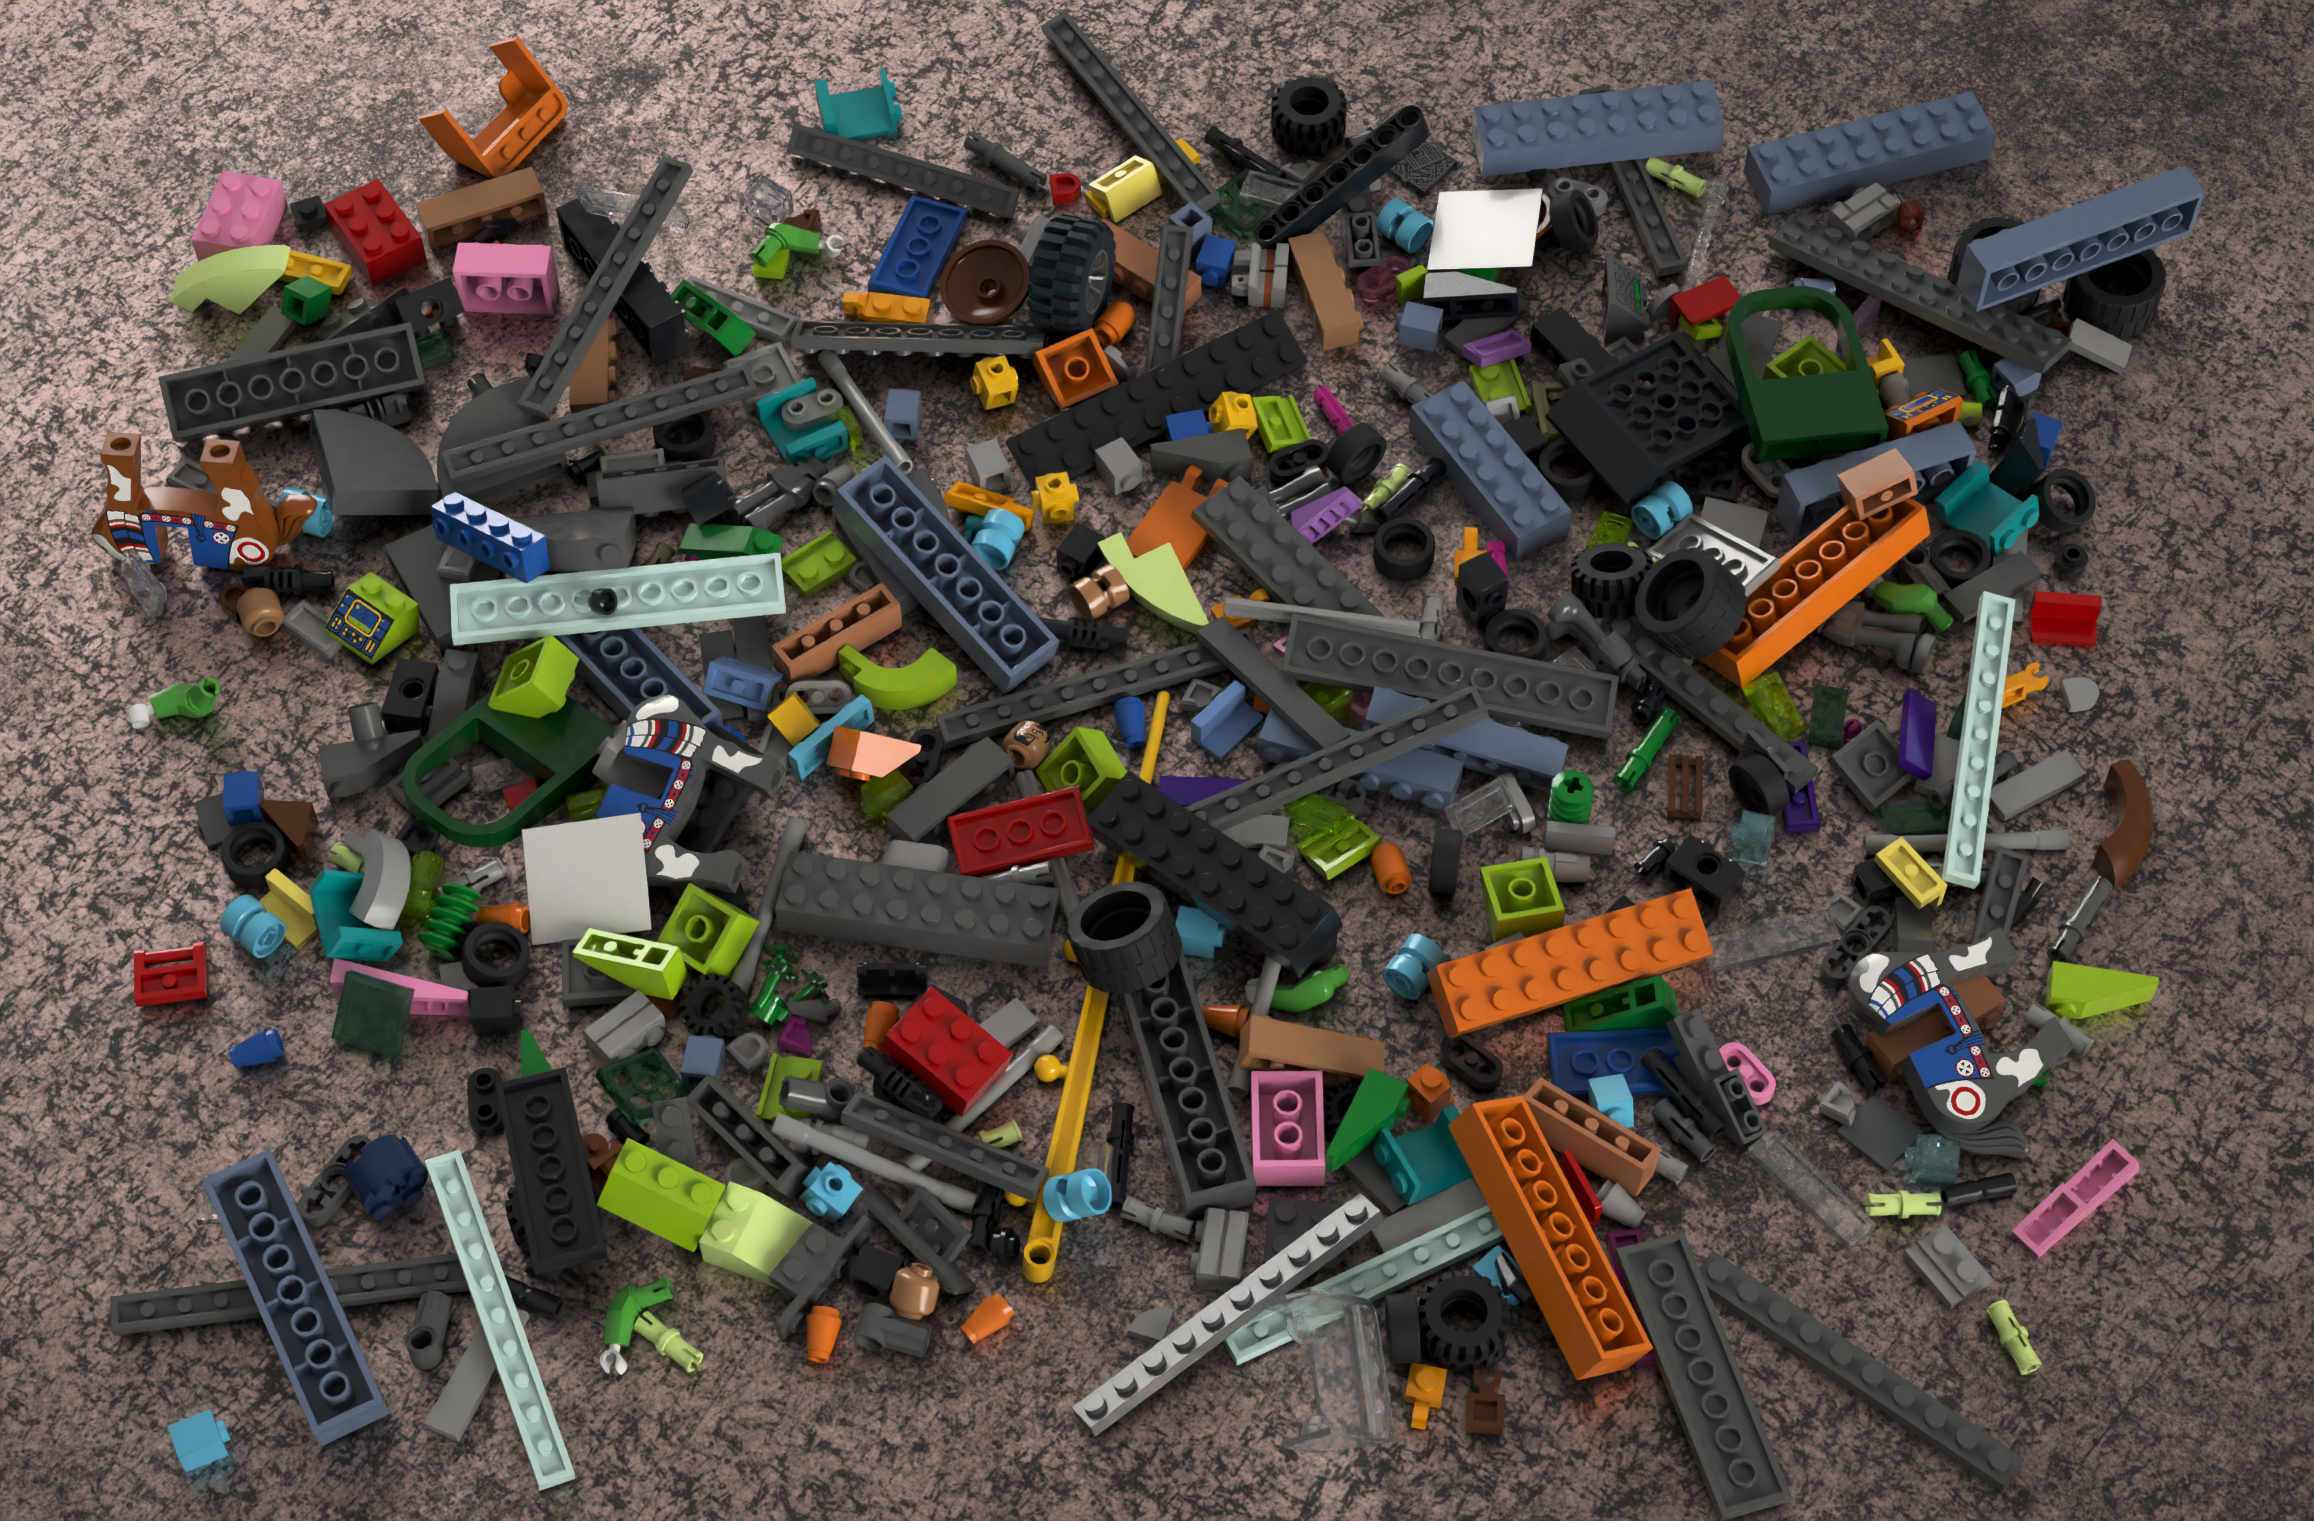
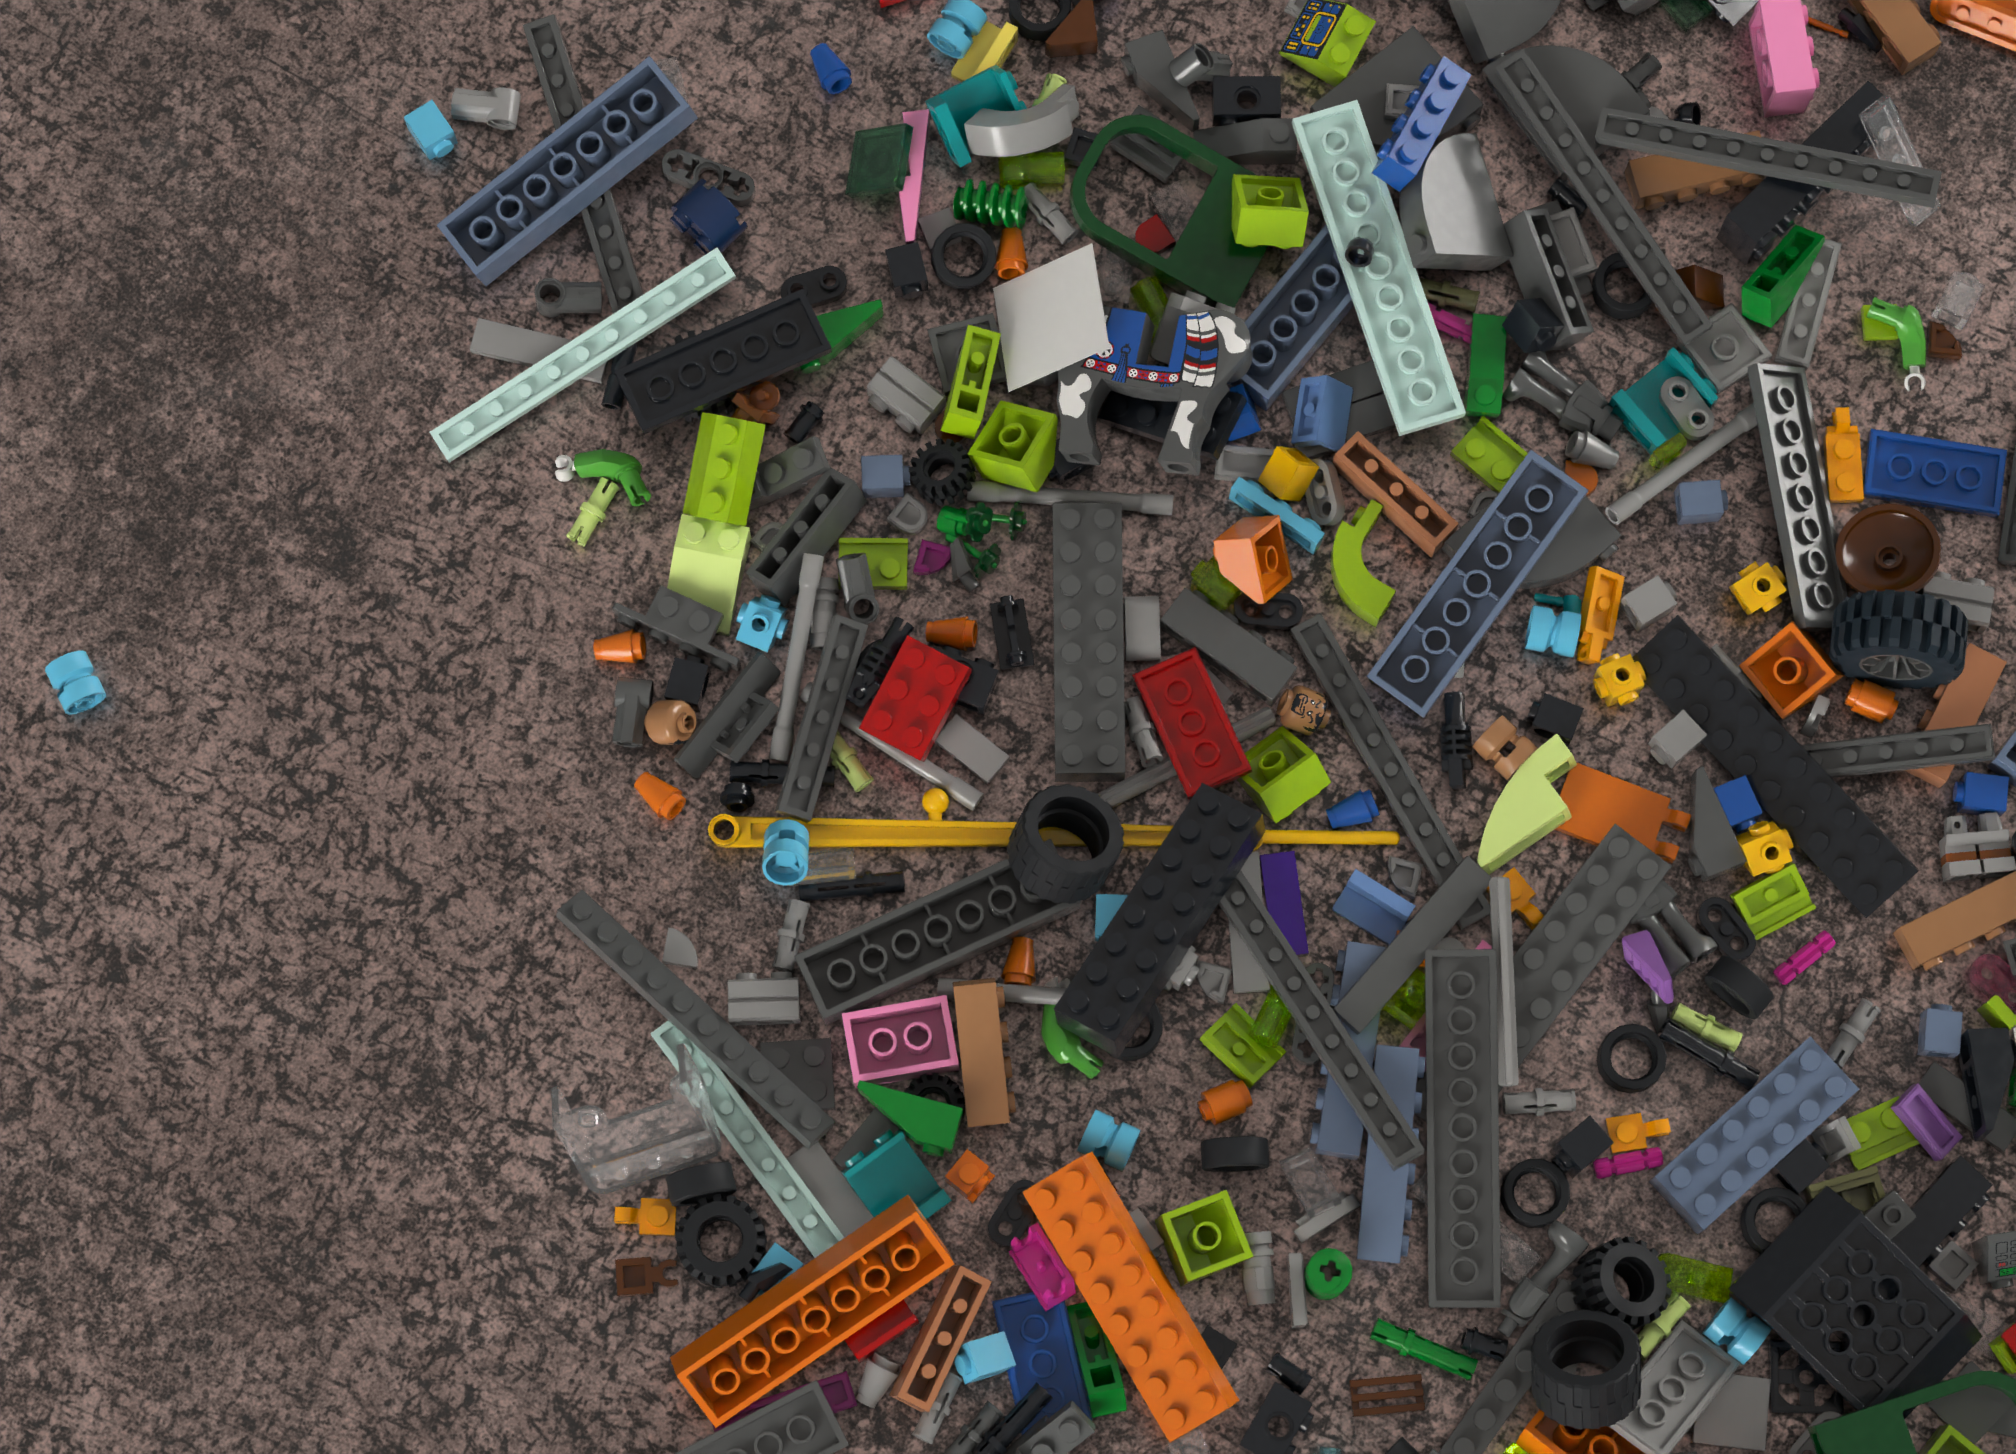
camera: 80 degrees right, 20 degrees up
(192, 1373) = (495, 108): none -> light grey piece
(633, 1066) = (867, 447): clear green piece -> none
(1529, 1039) = (1042, 1268): none -> dark pink hinge

